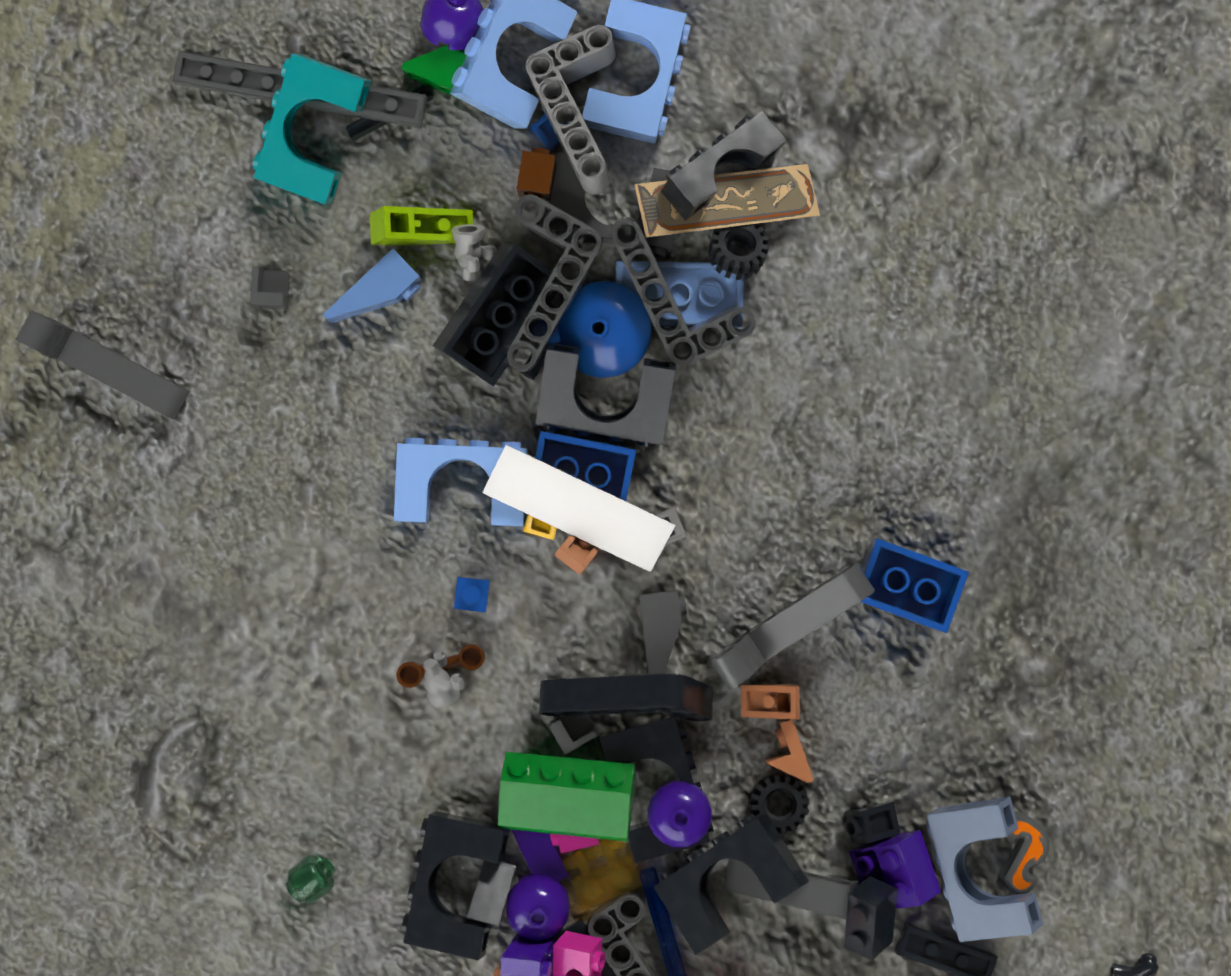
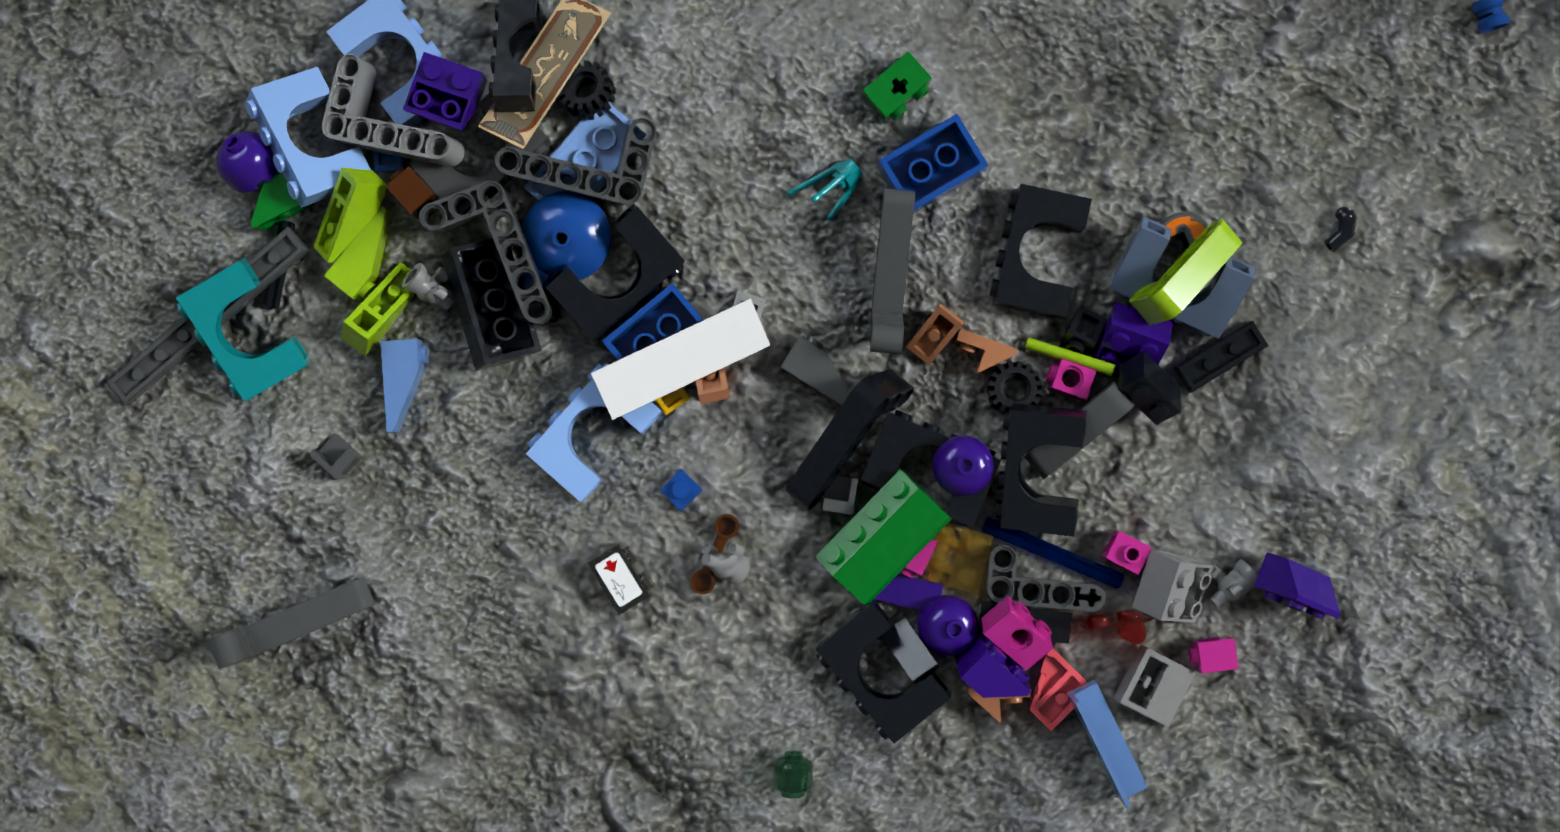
camera: 45 degrees left, 0 degrees up
(358, 604) = (621, 578): none -> brick
(444, 178) = (361, 261): none -> lime slope
(481, 135) = (350, 209): none -> lime slope
(640, 135) = (445, 91): none -> dark purple slope
(827, 858) = (1083, 383): none -> dark pink brick
(841, 518) = (845, 175): none -> teal plant
(843, 829) = (1077, 358): none -> lime bar
(865, 733) = (1030, 209): none -> black arch
(969, 501) = (904, 72): none -> green brick
(990, 875) = (1188, 275): none -> lime beam

